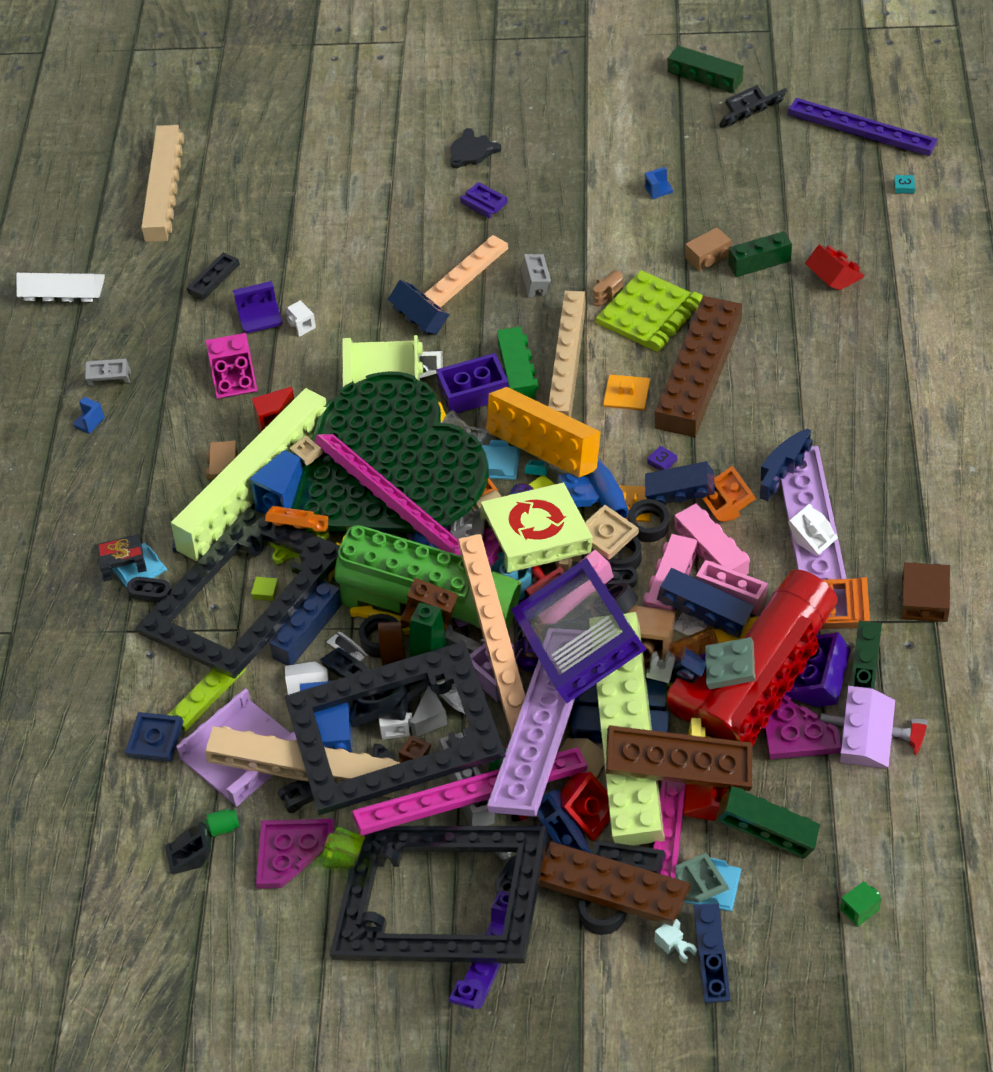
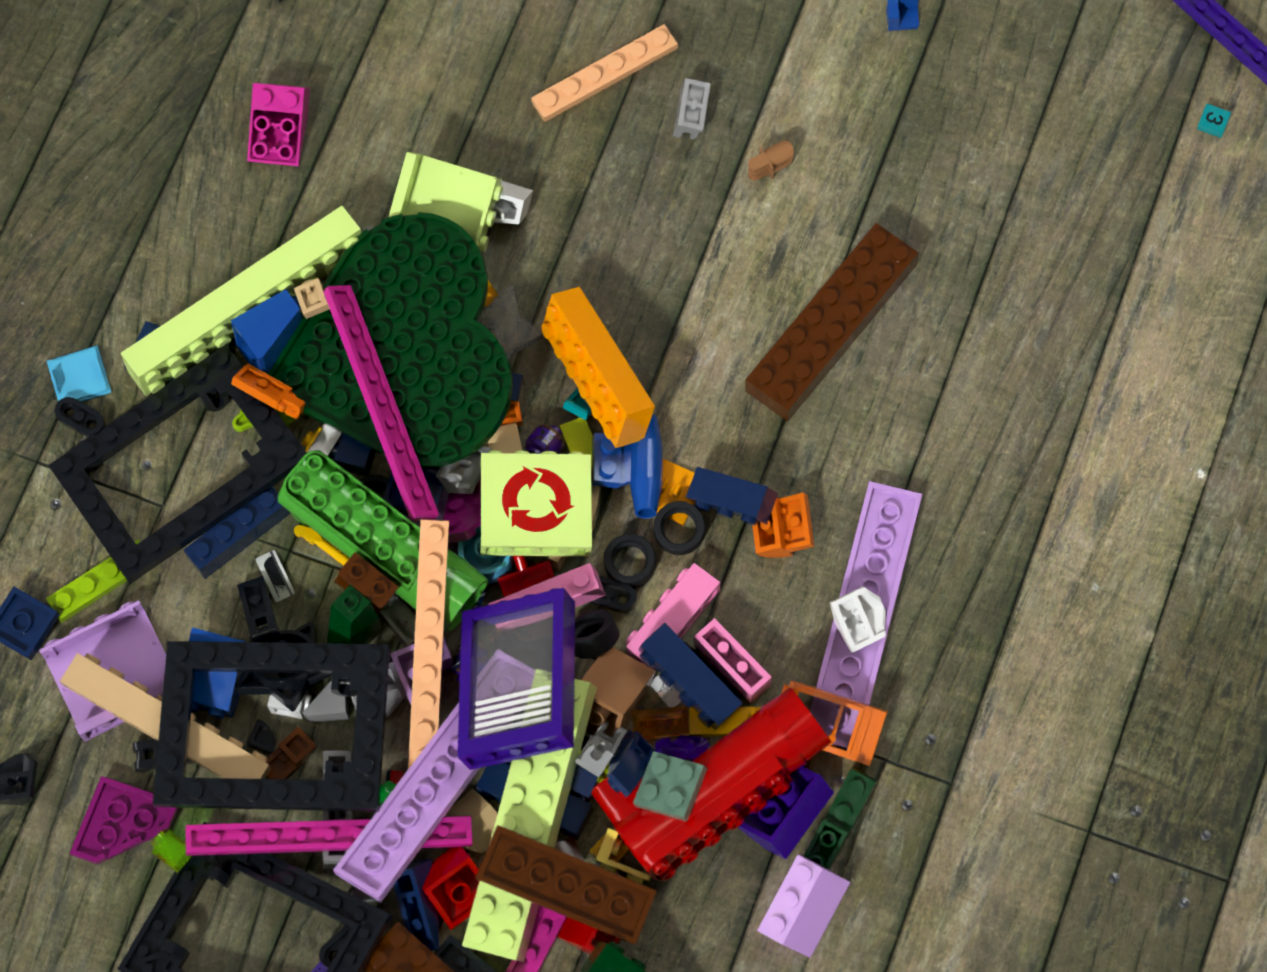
camera: 20 degrees right, 20 degrees up
(90, 417) = (88, 139): blue panel -> none
(107, 370) = (129, 80): light grey hinge -> none
(120, 553) = (62, 354): black flag -> none
(219, 457) = (220, 264): medium nougat brick -> none
(221, 822) = (58, 761): green brick -> none
(257, 307) = (338, 43): dark purple bracket -> none
(265, 588) = (210, 461): lime tile -> none
(270, 405) = (297, 214): red slope -> none
(300, 318) = (383, 76): white brick -> none
(304, 673) = (212, 606): white slope -> none
(369, 625) = (304, 560): black tyre -> none
(391, 642) = (318, 598): reddish brown slope -> none
(417, 307) = (528, 112): dark blue brick -> none
(470, 382) = (549, 255): dark purple brick -> none
(502, 460) = (542, 374): medium azure piece -> none
(516, 360) = (615, 239): green brick -> none
(567, 352) = (677, 254): tan brick -> none
(610, 531) = (620, 536): tan plate -> none
(626, 392) = (733, 325): light orange piece -> none
(649, 310) = (809, 207): lime hinge -> none
(662, 458) = (733, 442): dark purple tile -> none
(707, 249) = (919, 143): medium nougat brick -> none
(712, 541) = (738, 587): bright pink brick -> none
(760, 254) = (979, 174): dark green brick -> none
(783, 460) = (872, 502): dark blue slope -> none
(799, 733) = (729, 878): magenta plate -> none
(834, 267) = (1062, 228): red slope -> none
(914, 735) = (856, 928): piece -> none
(926, 592) = (955, 744): reddish brown panel -> none

